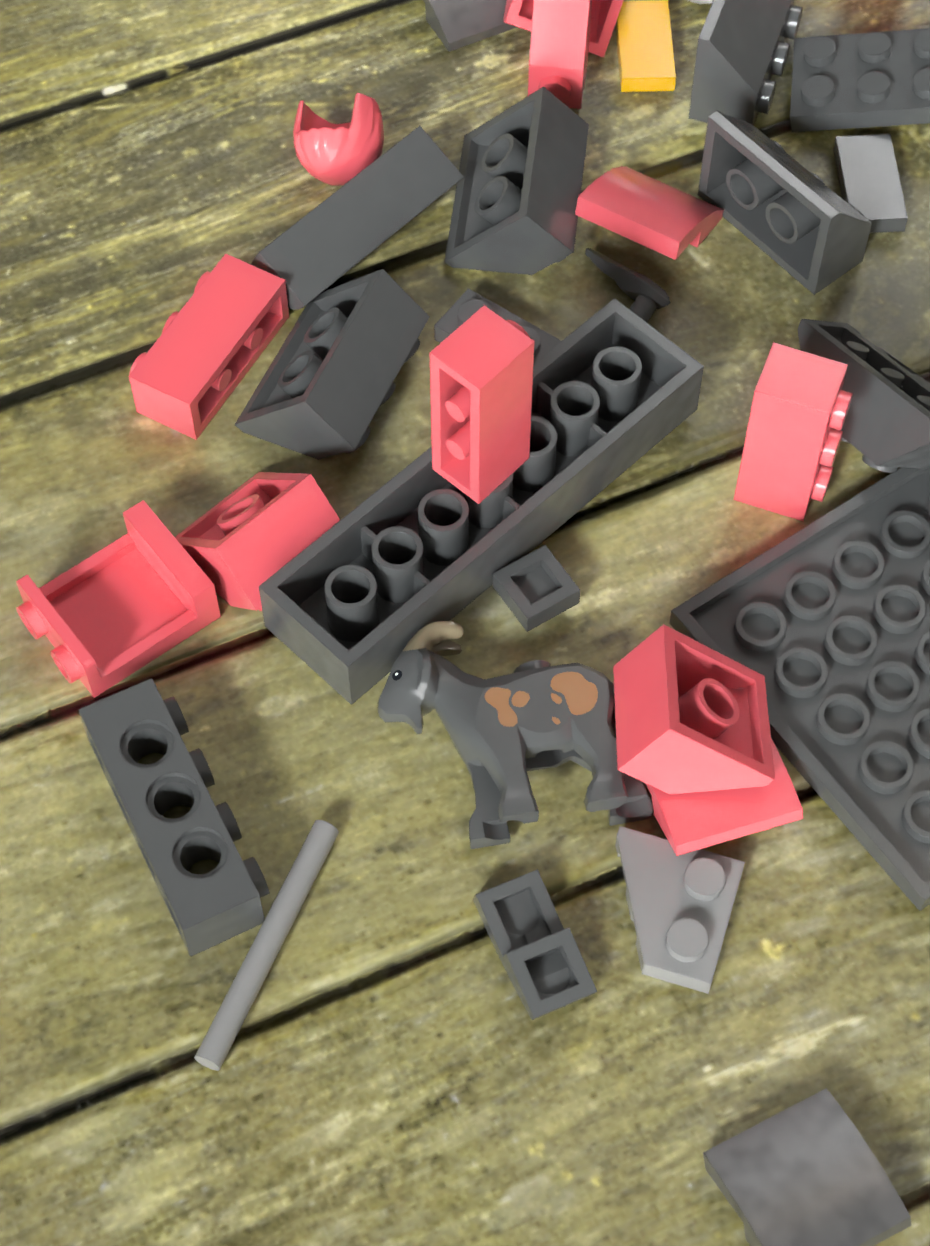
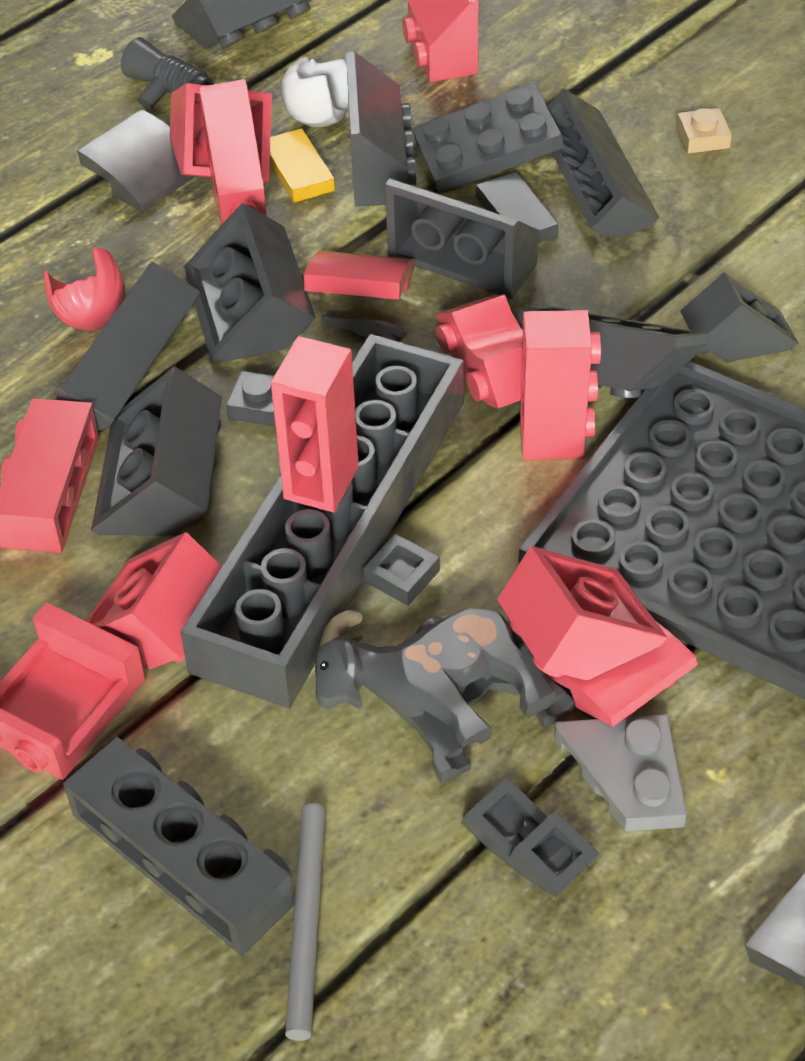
camera: 20 degrees left, 10 degrees down
(741, 333) = (490, 345): none -> coral brick

